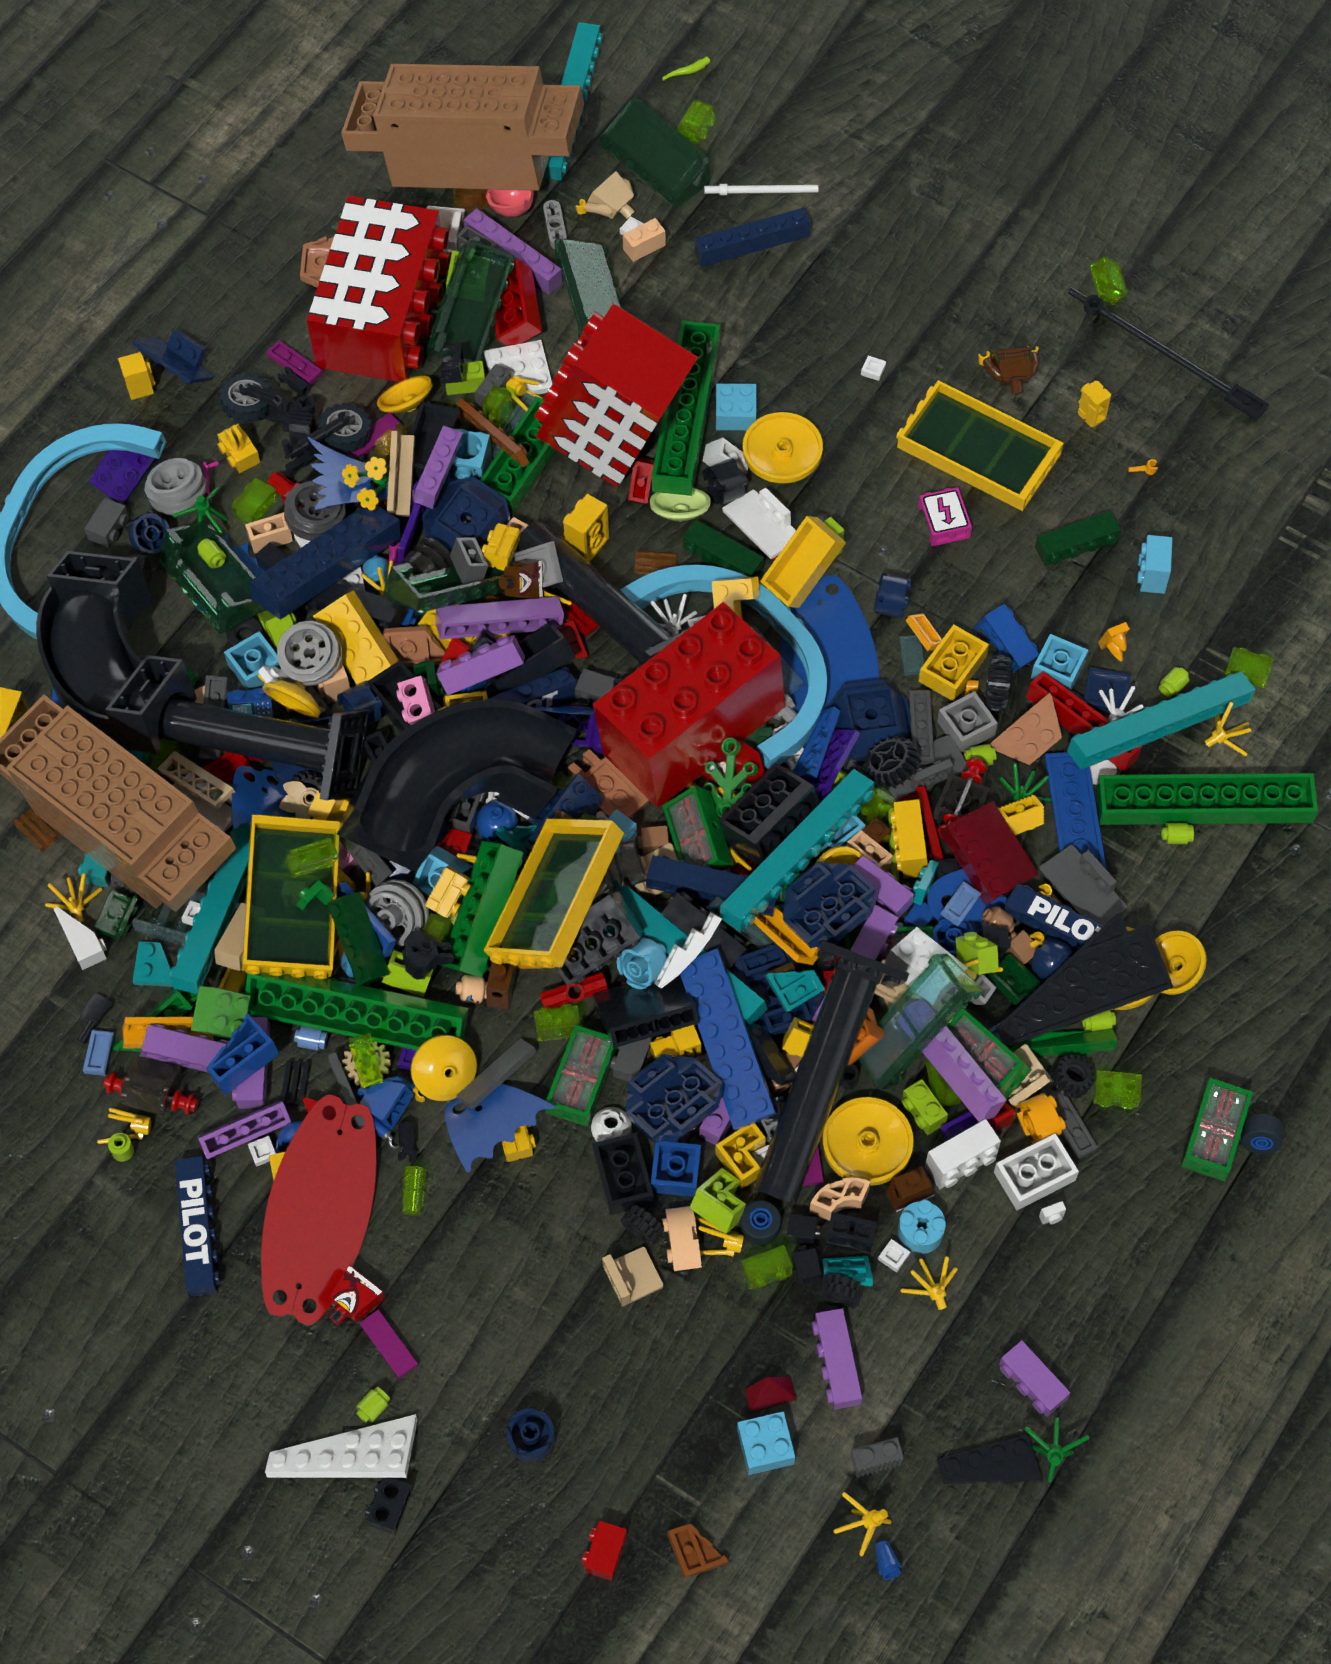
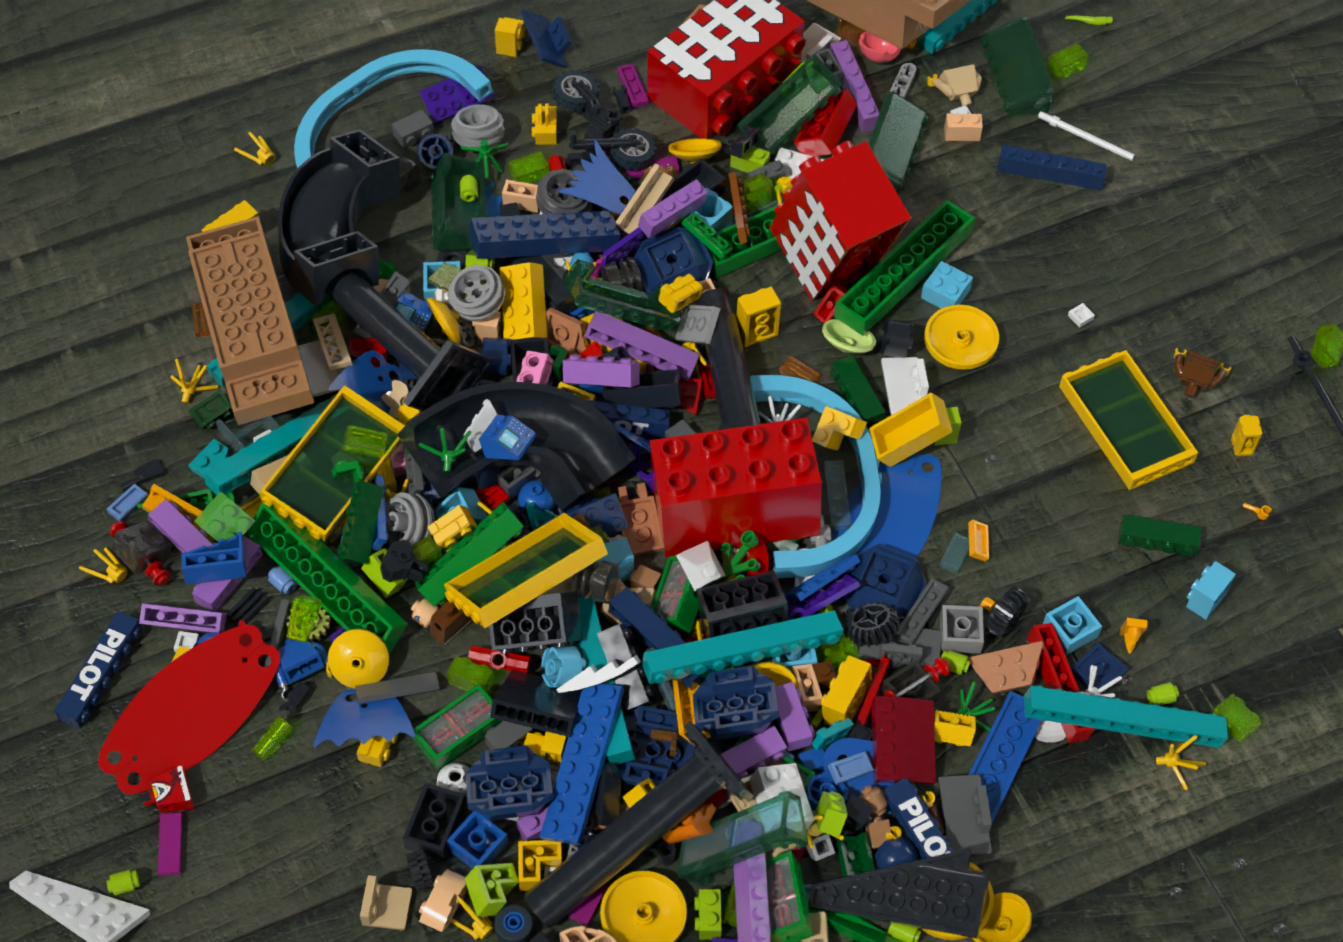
camera: 30 degrees right, 5 degrees down
(82, 940) = (173, 418): white slope -> none
(121, 1147) = (89, 579): lime brick -> none
(205, 470) = (507, 134): dark pink piece -> none
(261, 653) = (443, 276): none -> clear yellow piece
(376, 471) = (624, 187): yellow plant -> none
(402, 826) = (446, 455): none -> green plant
(416, 780) = (479, 425): none -> white wing
(451, 778) = (506, 438): none -> blue slope
(468, 560) = (648, 289): dark grey brick -> none
(485, 476) = (707, 235): none -> green tile
(523, 579) = (679, 326): reddish brown torso -> none
(706, 797) = (701, 565): none -> white slope
(722, 450) = (911, 313): white slope -> none
(794, 987) = (664, 753): teal wing -> none
(891, 595) = (969, 496): dark blue brick -> none
(945, 516) = (1058, 459): panel -> none
(953, 662) = (983, 576): yellow brick -> none
(1008, 637) = (1043, 581): blue wedge -> none
(1177, 833) = (1079, 818): lime brick -> none
(1206, 799) = (1123, 804): green brick -> none

